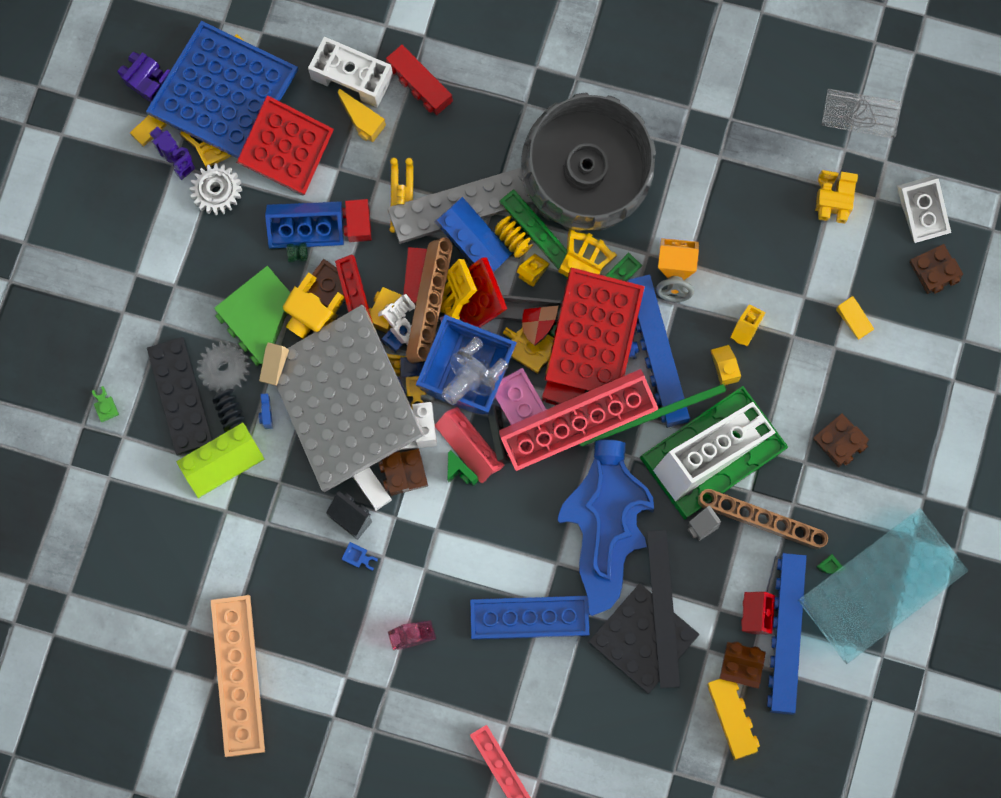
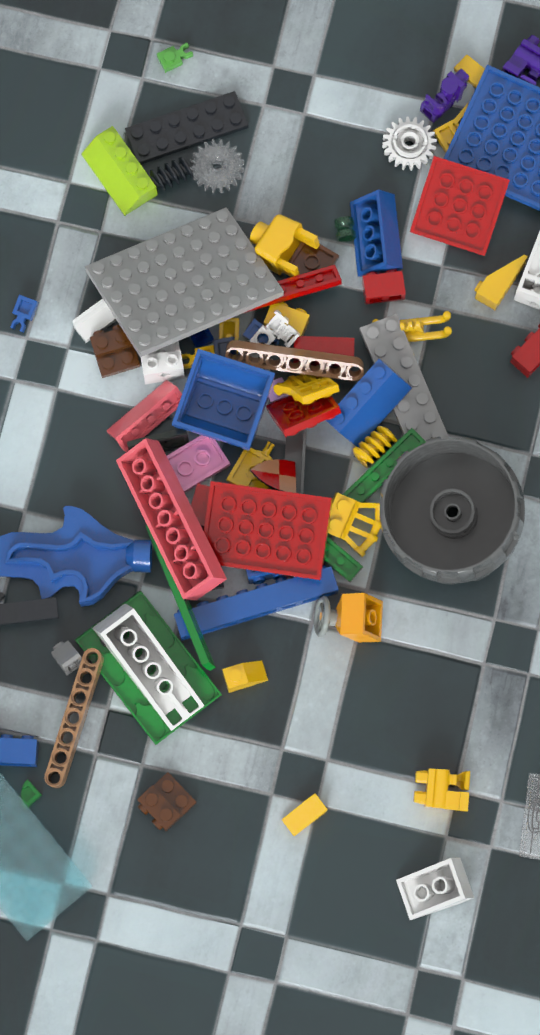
camera: 80 degrees right, 0 degrees up
(255, 313) = (274, 190): bright green slope -> none
(265, 416) = (170, 211): blue plate -> none
(273, 363) = (220, 211): tan slope -> none
(348, 515) = (65, 299): black slope -> none
(456, 466) = (122, 402): green slope -> none
(472, 374) = (207, 403): clear piece -> none
(532, 269) = (339, 468): yellow slope -> none
(747, 325) = (290, 697): yellow slope -> none
(936, 269) = (365, 903): reddish brown plate -> none

